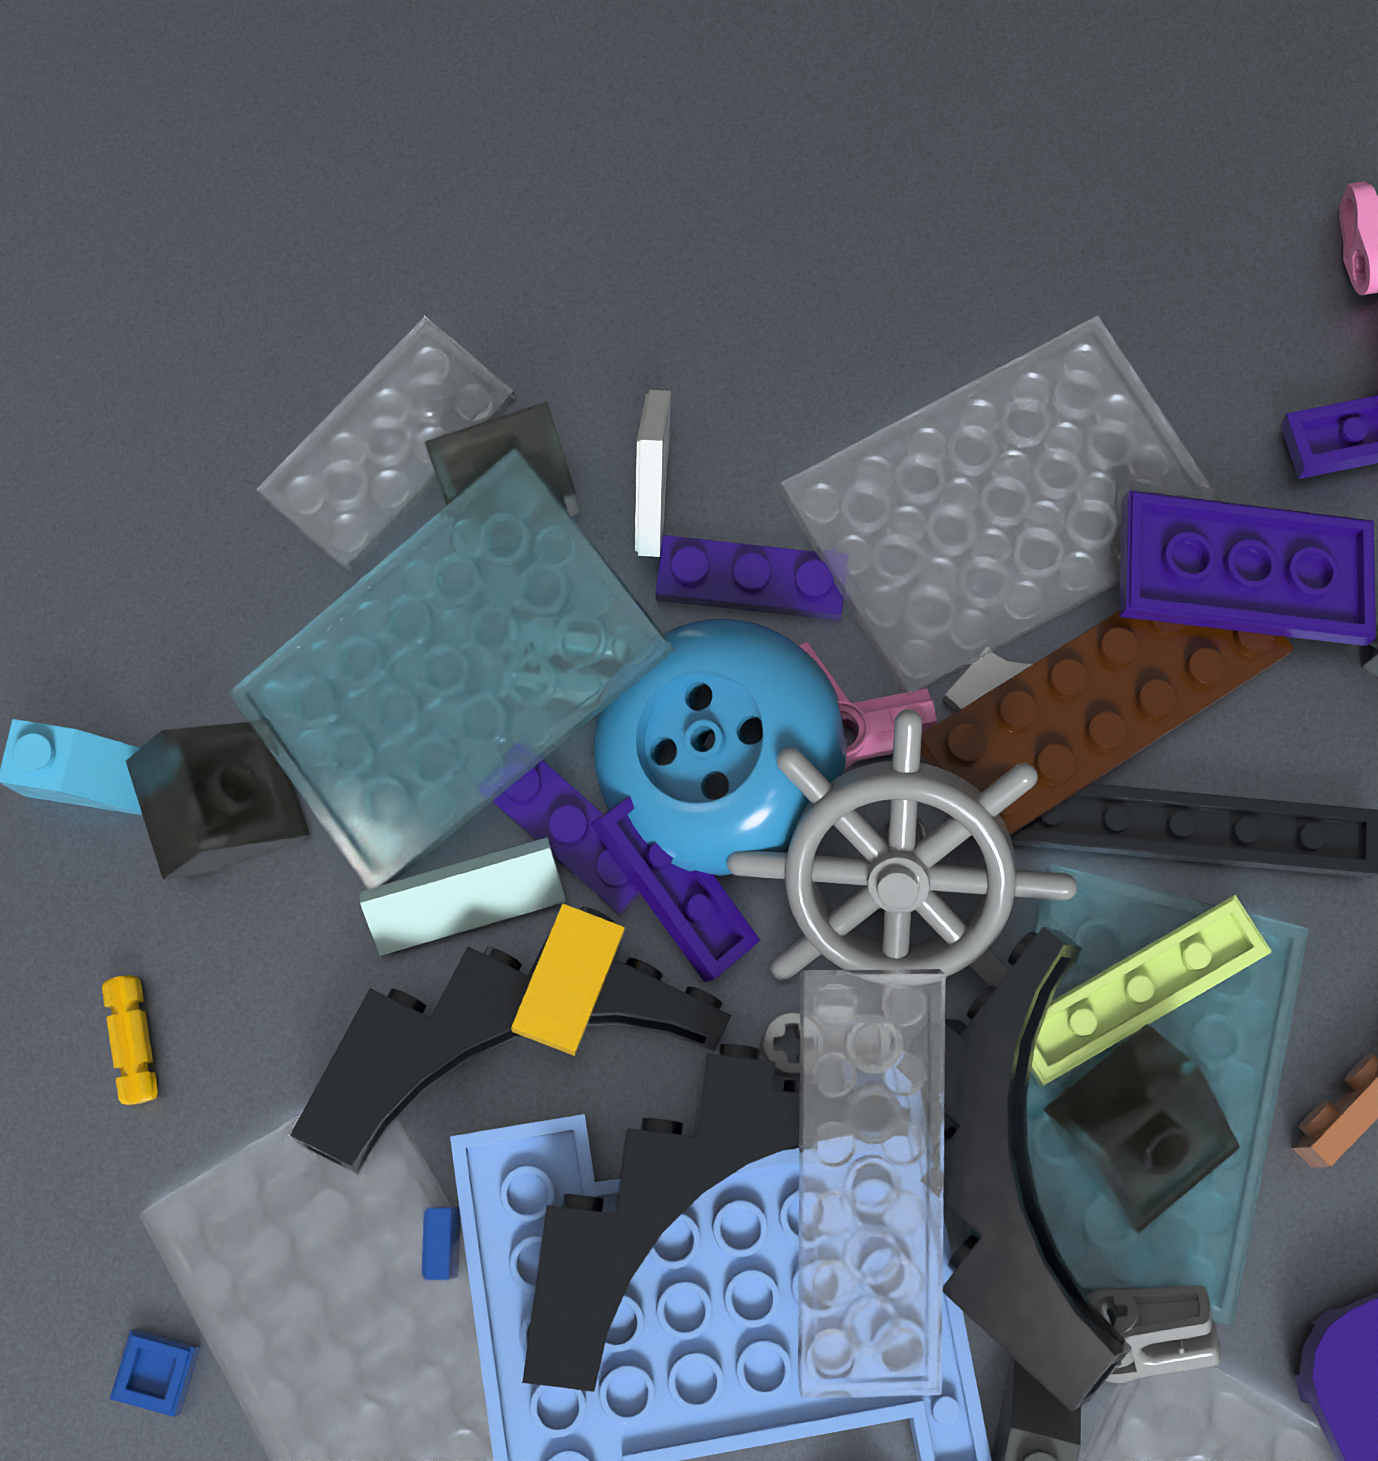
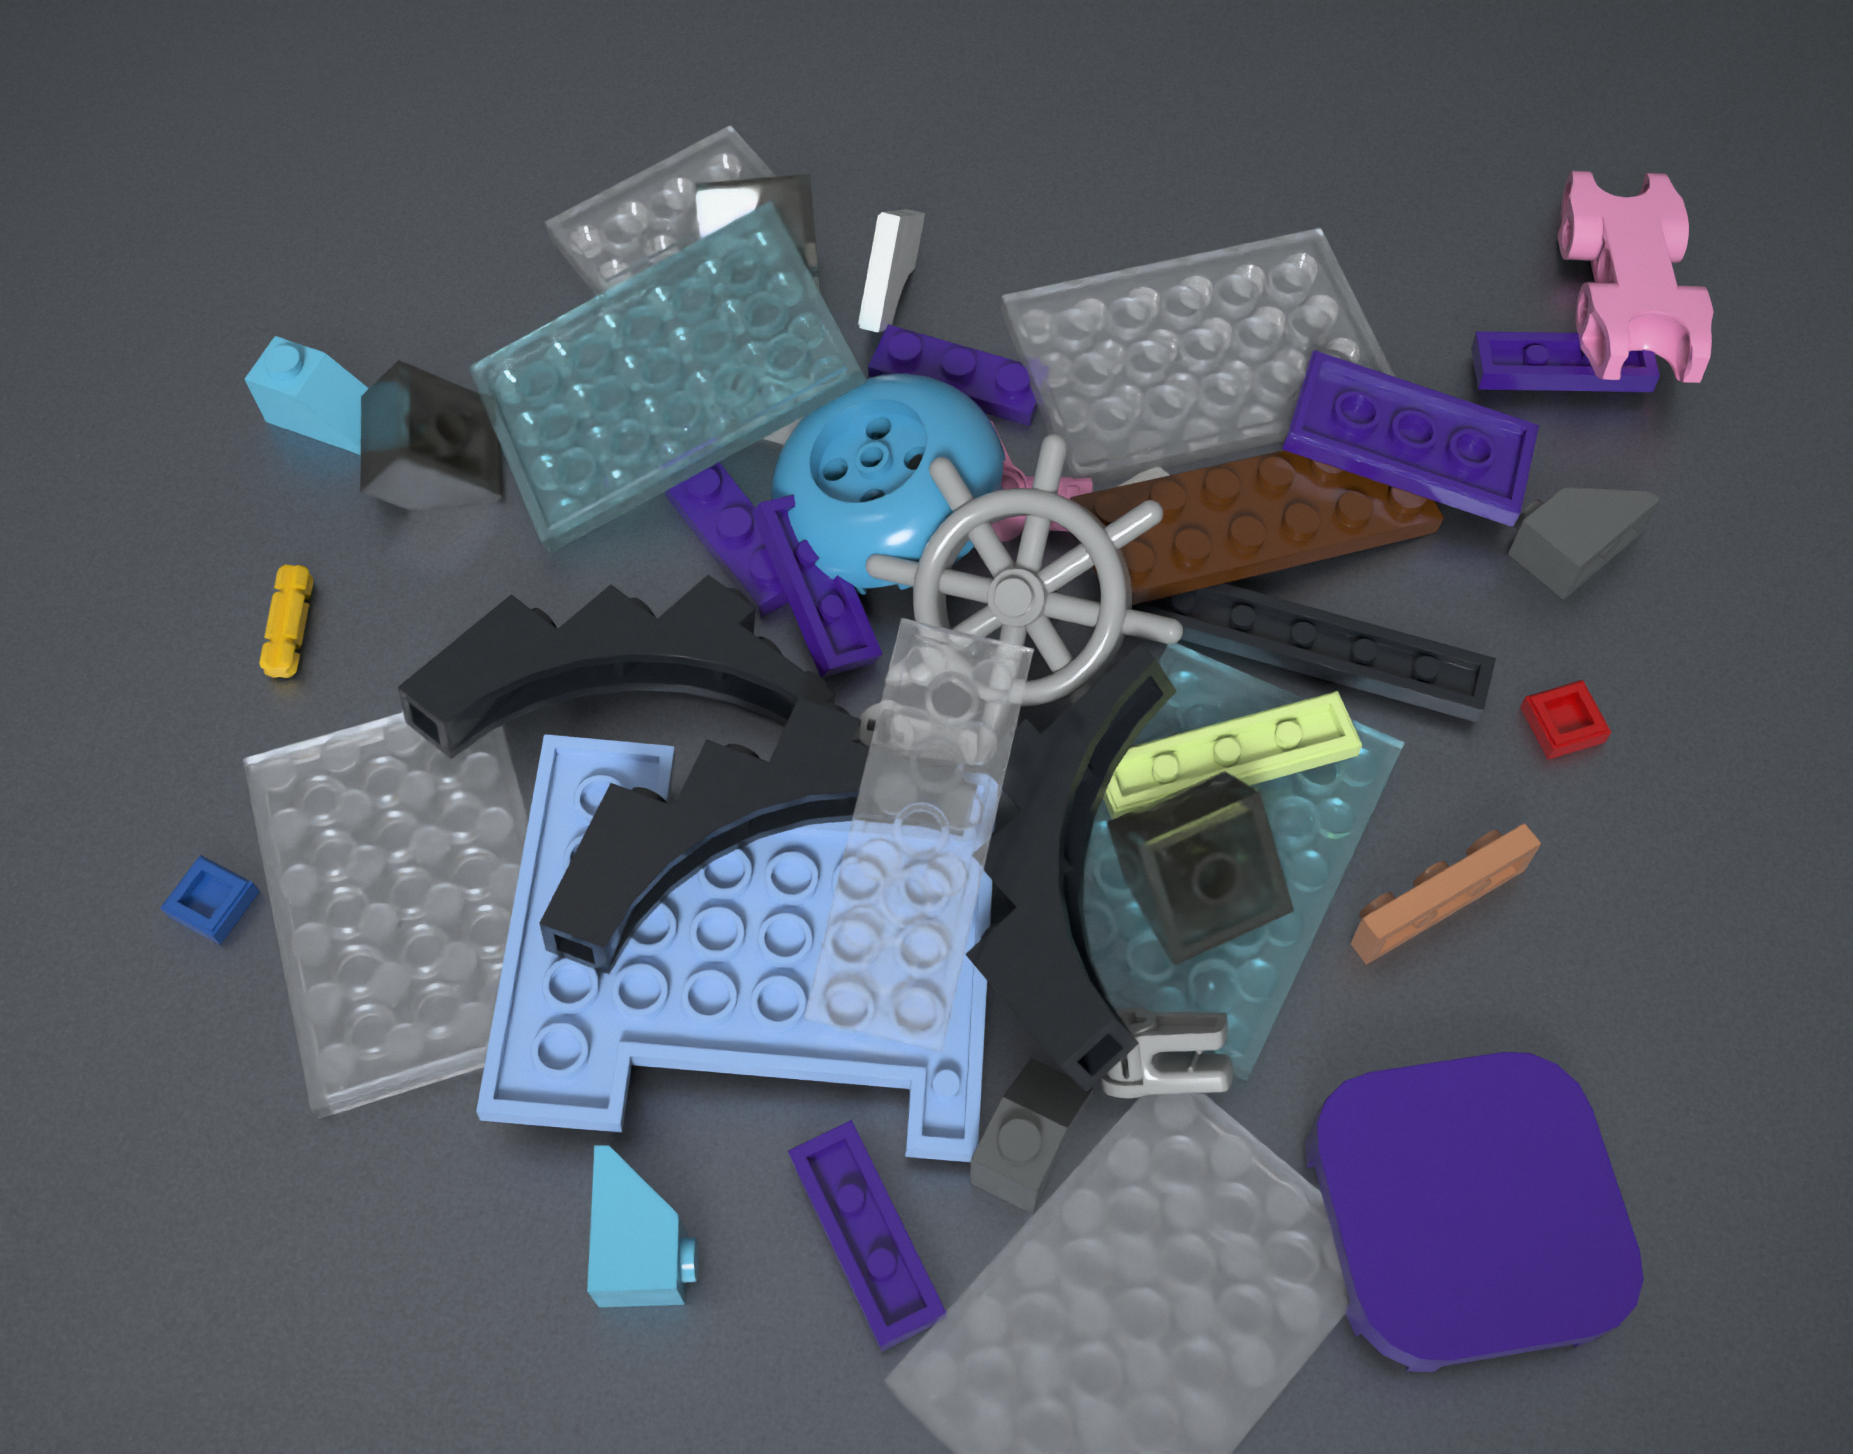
camera: 10 degrees right, 15 degrees down
(441, 1243) = (506, 821): blue tile -> none
(462, 896) = (627, 560): light aqua tile -> none
(568, 979) = (691, 625): yellow tile -> none

